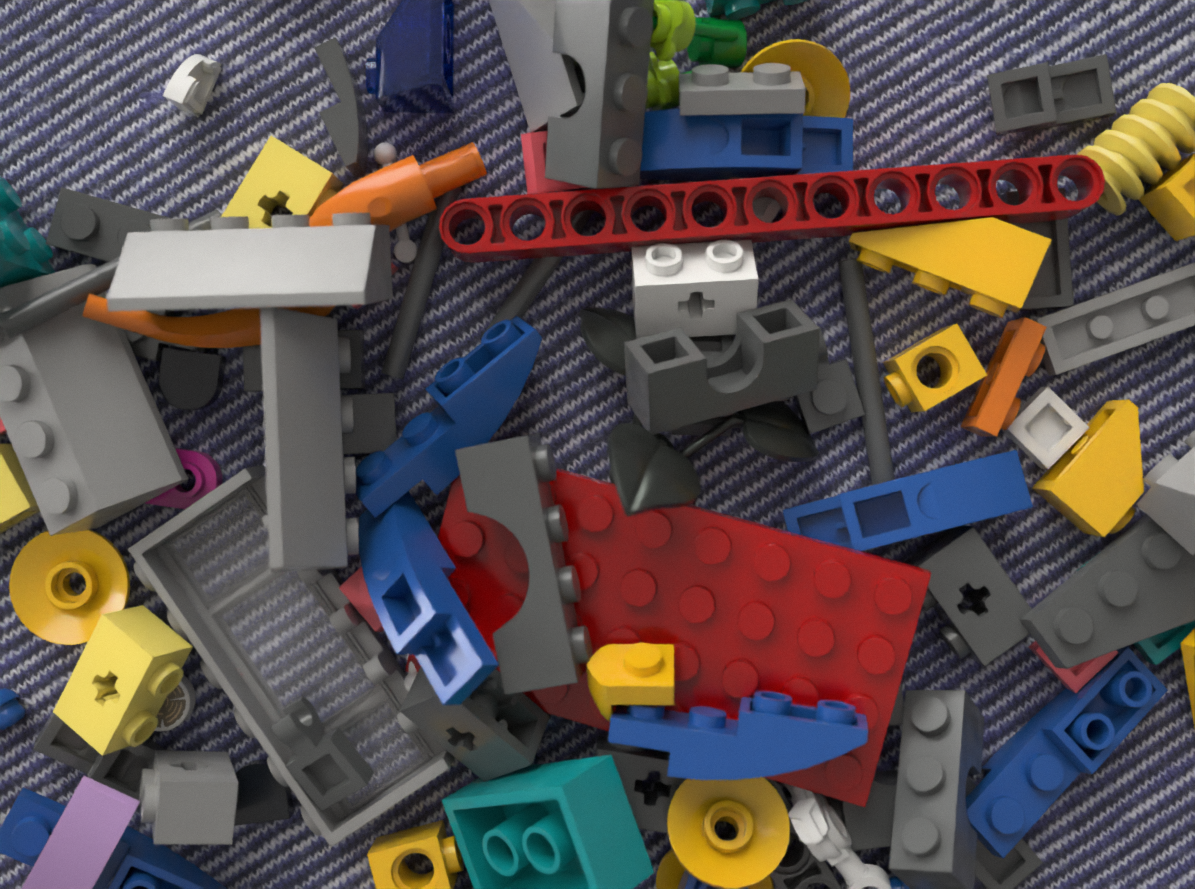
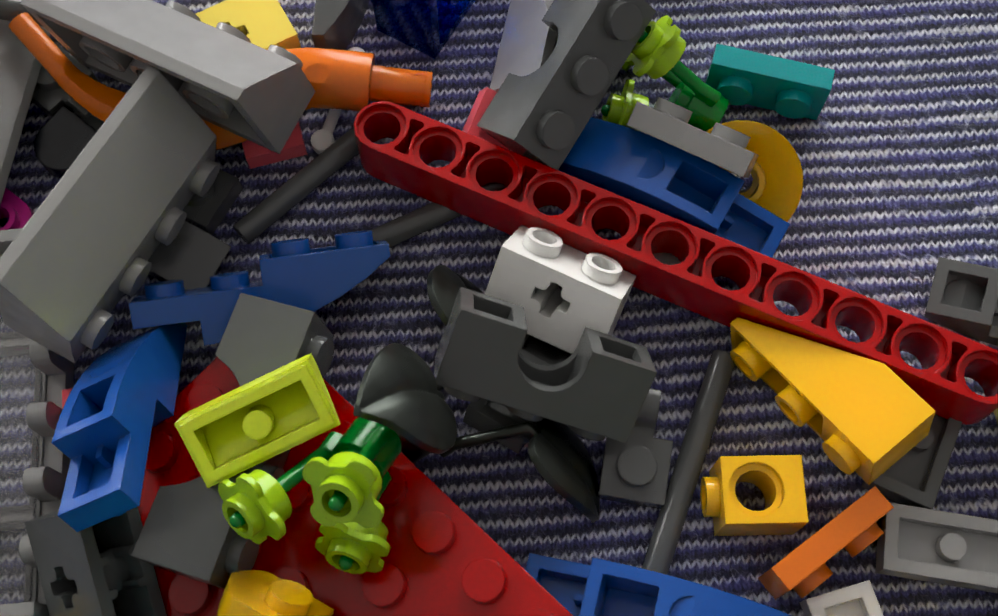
camera: 30 degrees right, 20 degrees down
(539, 545) = (258, 420): none -> neon yellow slope
(648, 572) = (346, 485): none -> lime plant

